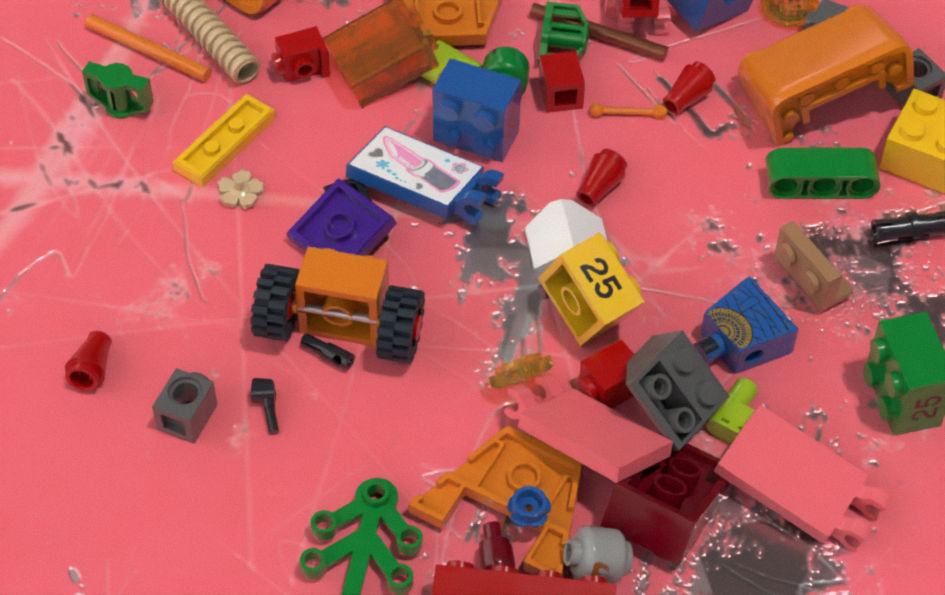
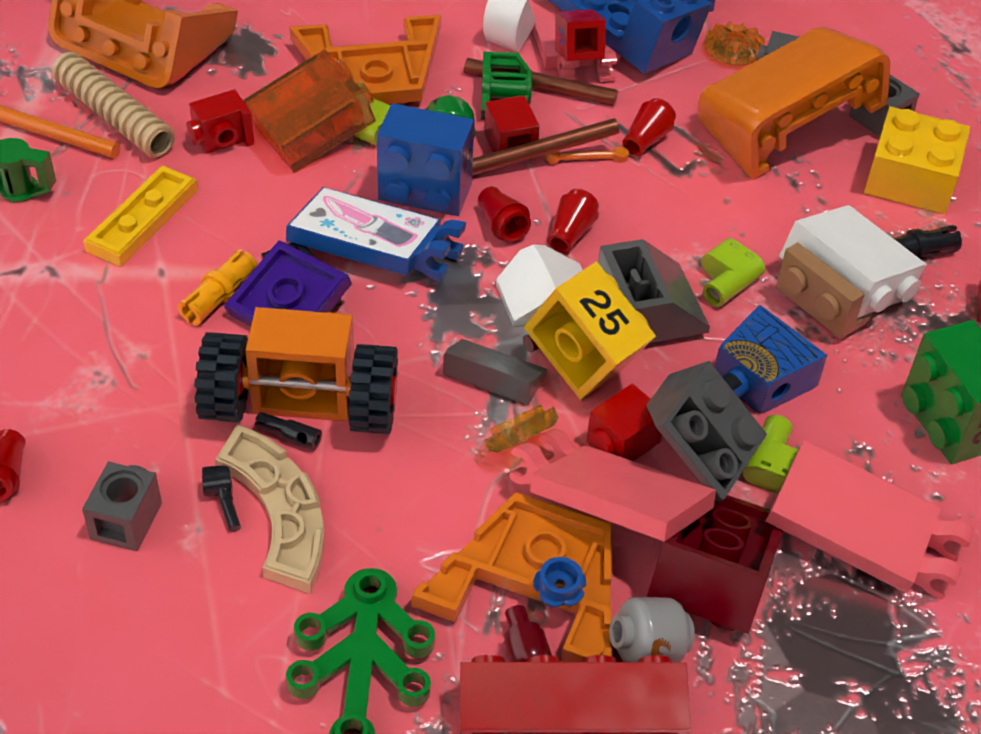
camera: 10 degrees left, 5 degrees down
(240, 190) = (165, 265): tan plant -> none
(282, 215) = (217, 287): none -> light orange pin
(320, 412) = (290, 504): none -> tan tile
(508, 313) = (493, 370): none -> dark grey slope
(542, 168) = (505, 215): none -> red cone
(588, 101) = (545, 146): none -> copper bar
(657, 253) = (655, 288): none -> dark grey slope
(738, 237) = (732, 269): none -> lime piece
(822, 173) = (787, 197): green beam -> none
(850, 236) = (860, 255): none -> white brick

